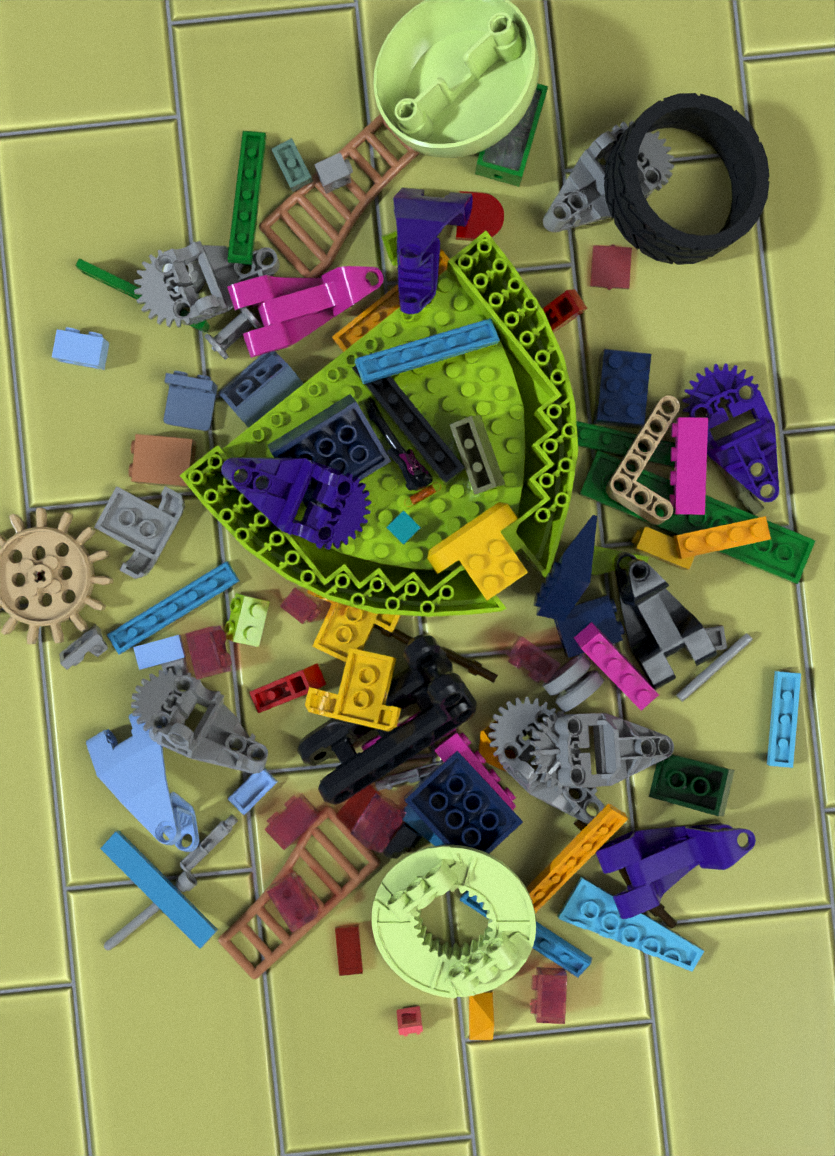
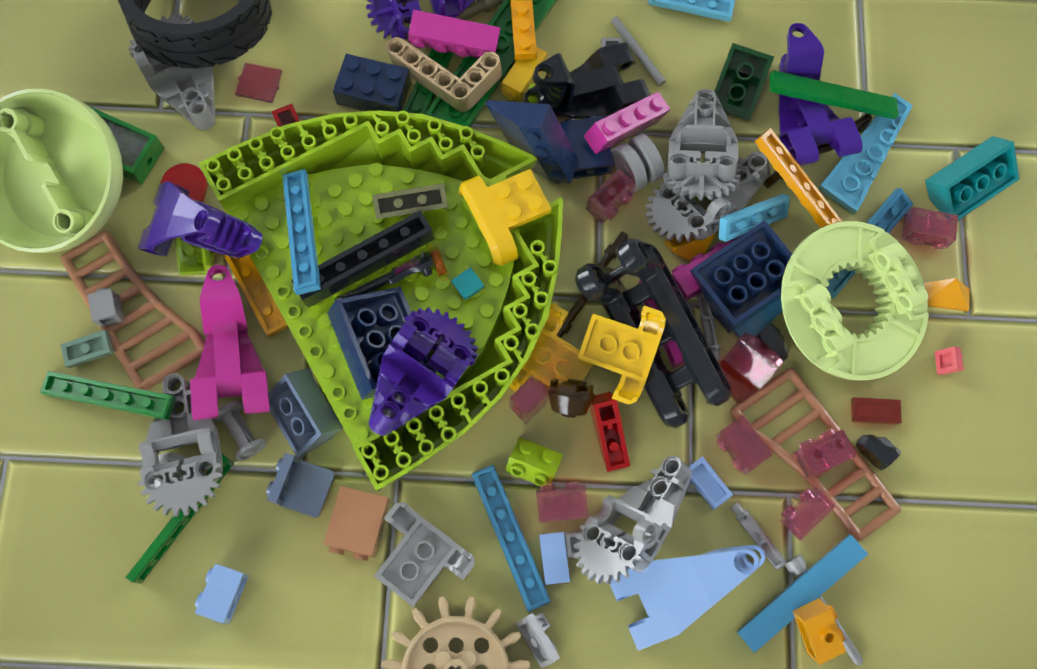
camera: 85 degrees left, 15 degrees down
(125, 907) = (819, 631): none -> light orange brick
(233, 887) = (807, 512): none -> clear pink brick
(307, 954) = (878, 450): none -> black rock
(308, 646) = (570, 397): none -> dark brown cone
(528, 810) = (743, 220): none -> medium azure plate
(616, 1040) = (974, 177): none -> teal slope
(683, 884) = (833, 95): none -> green tile

